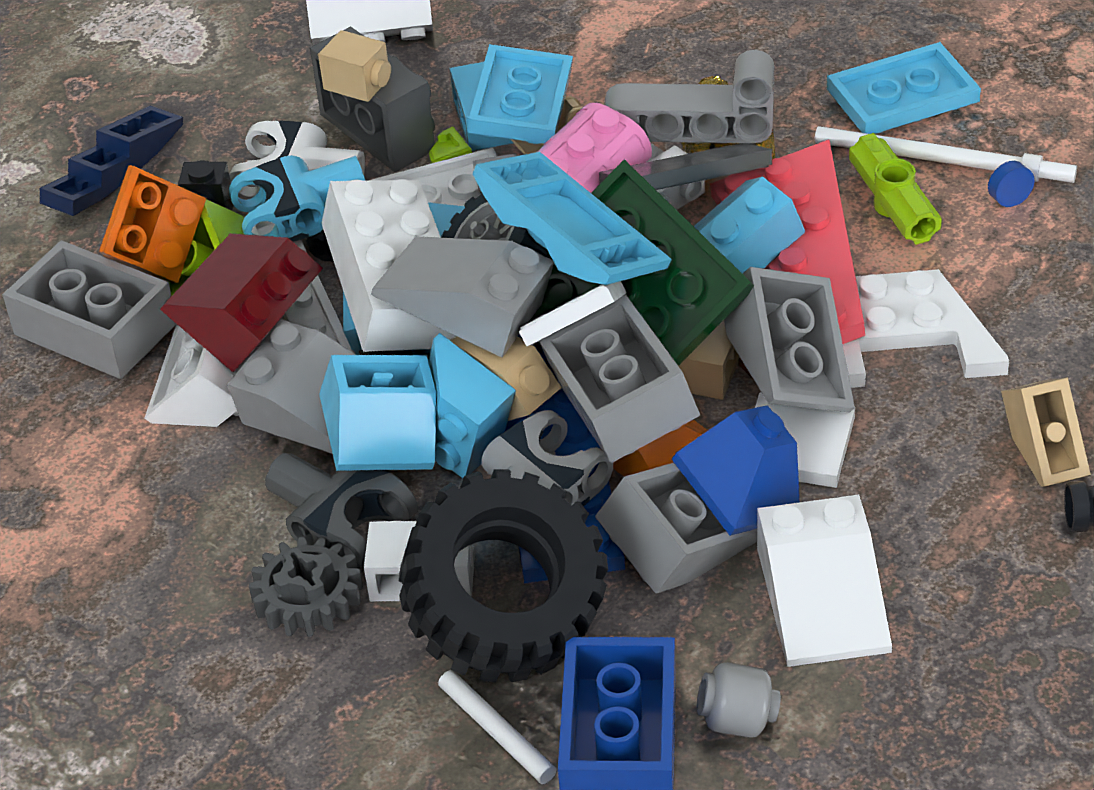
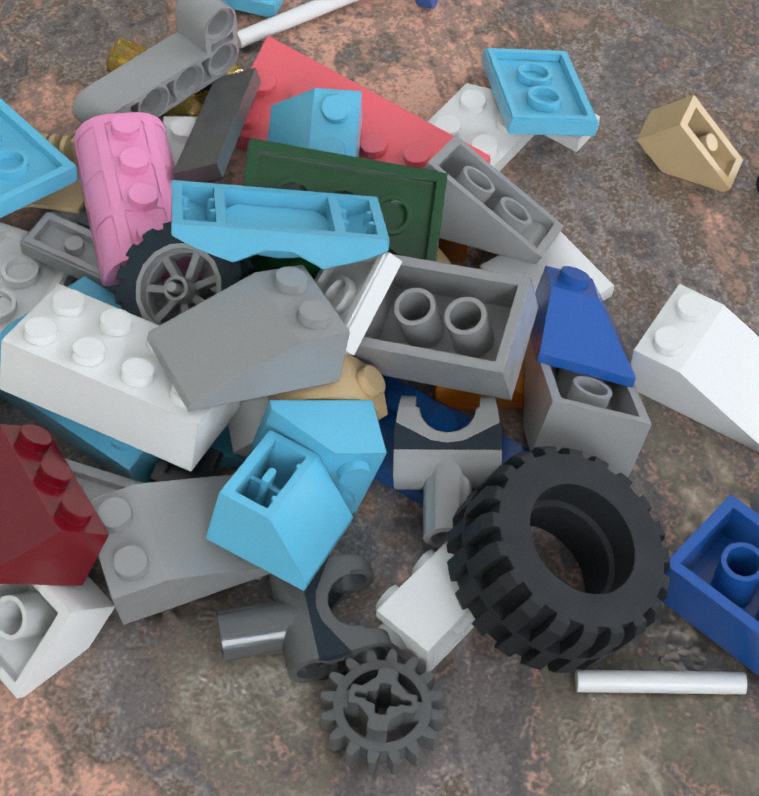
camera: 55 degrees left, 10 degrees up
(895, 188) = (359, 42): lime piece -> none
(978, 309) = (538, 92): none -> medium azure tile

